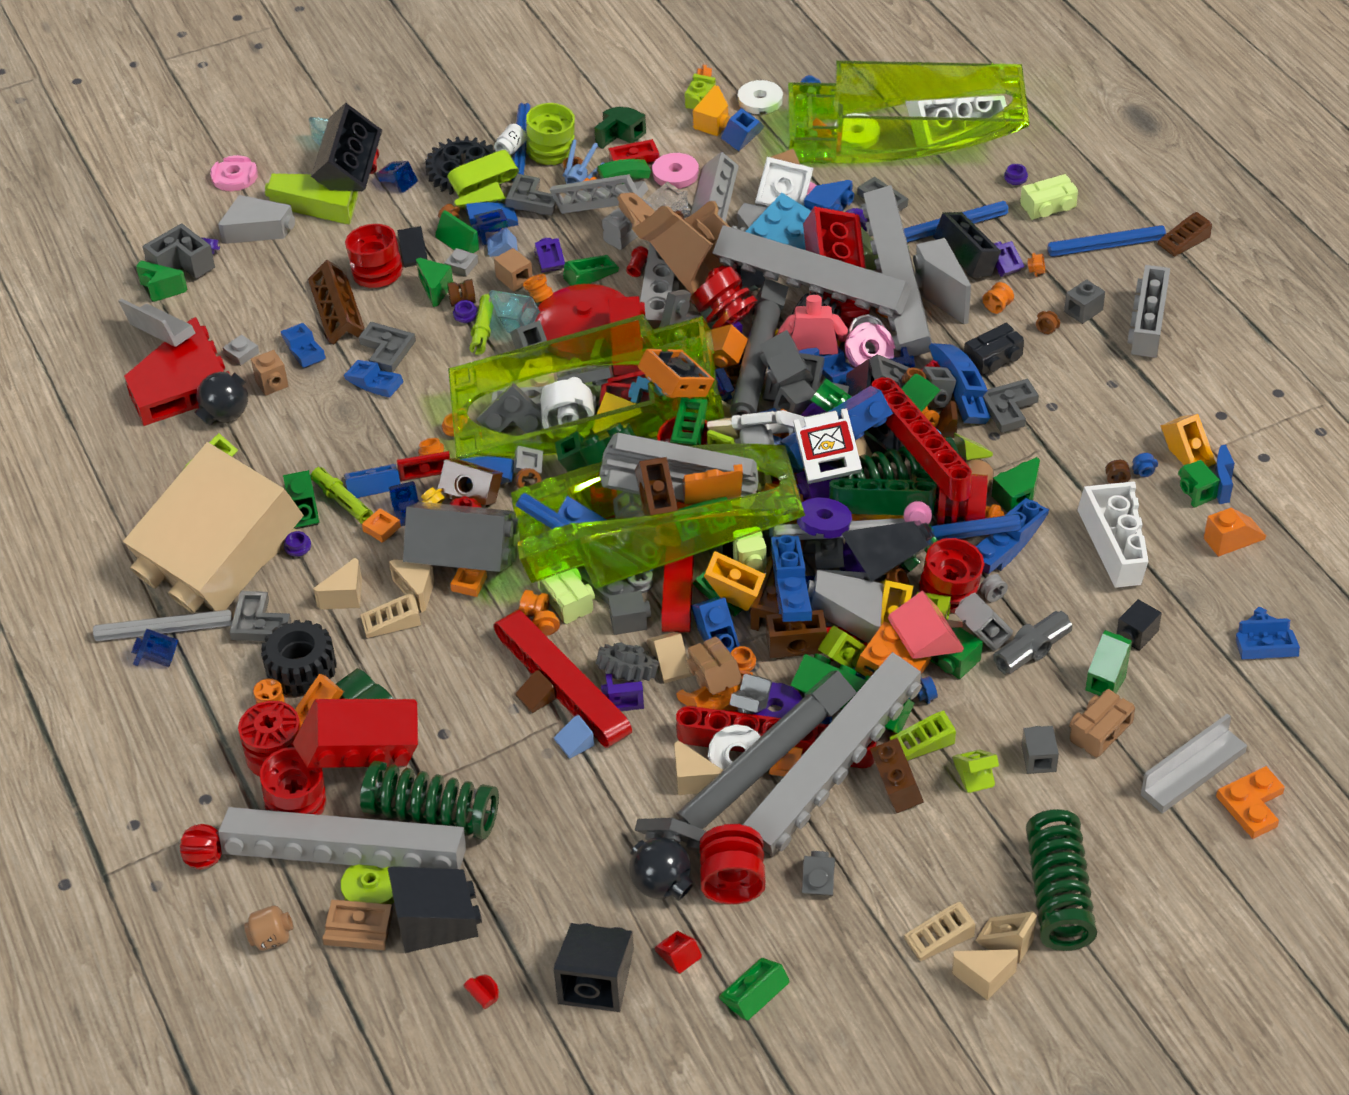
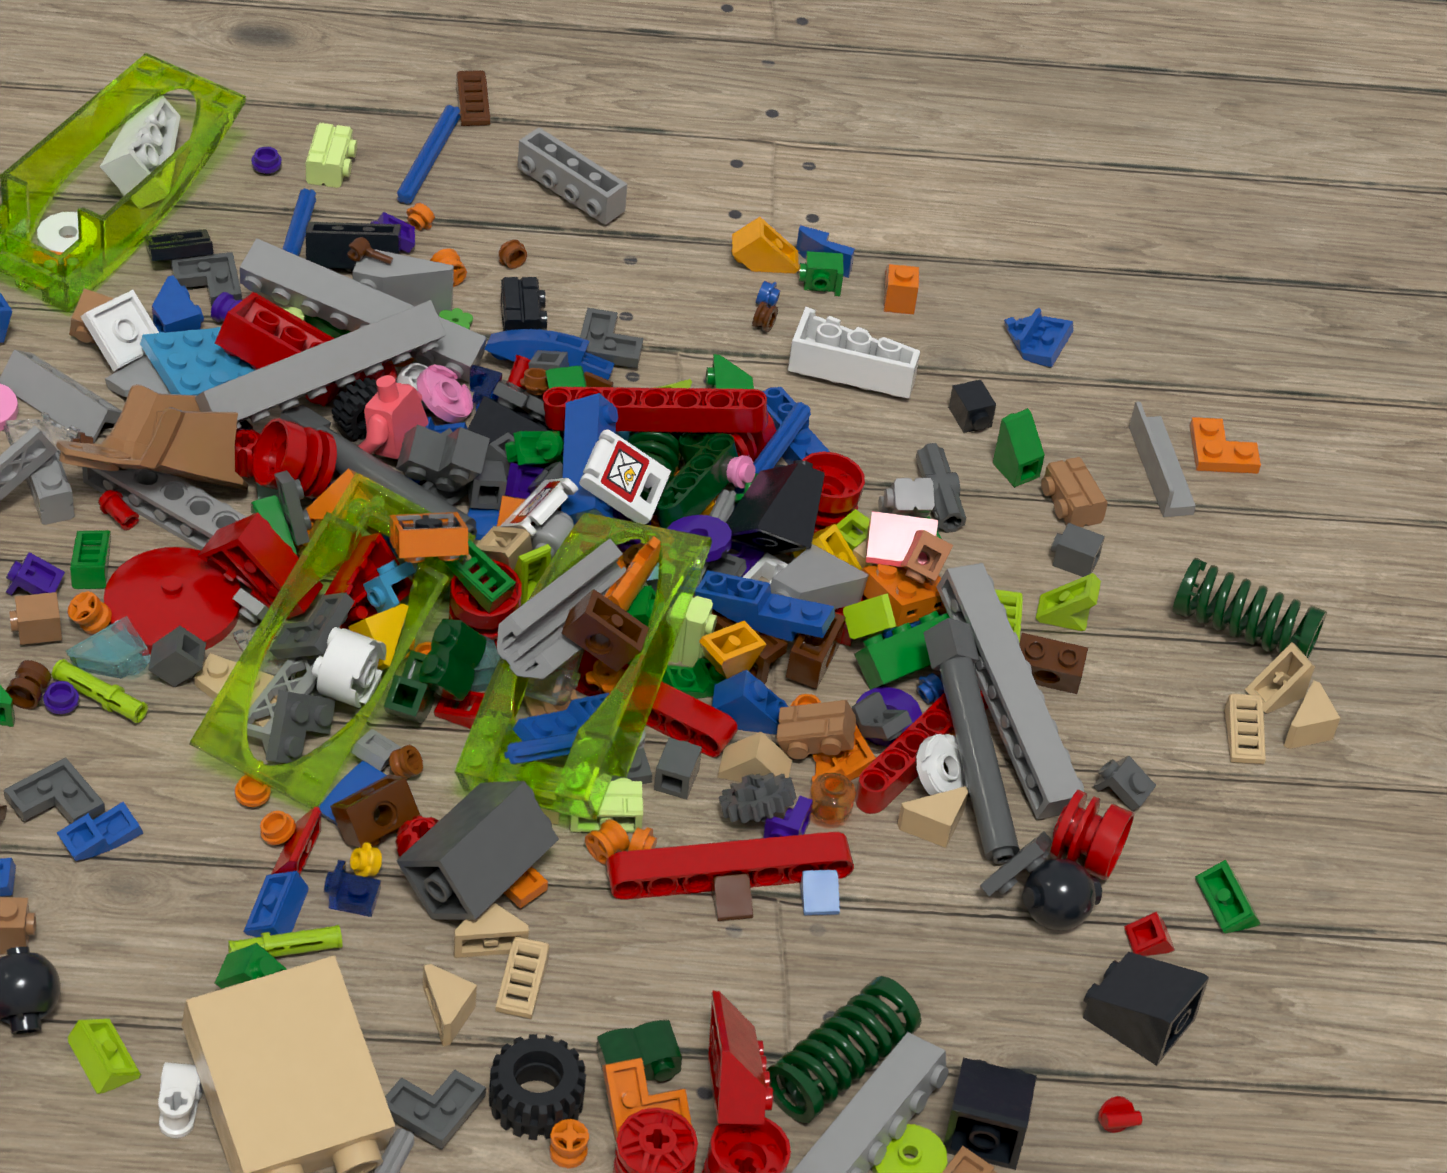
camera: 70 degrees left, 0 degrees up
(381, 525) = (368, 926): orange plate -> none
(658, 703) = (832, 798): none -> clear orange head
(891, 174) = (179, 245): none -> black plate
(907, 639) = (936, 551): none -> nougat brick
(934, 235) = (362, 248): none -> reddish brown hand
(955, 326) = (457, 317): none -> bright green plant
(1084, 301) = (509, 213): dark grey brick -> none

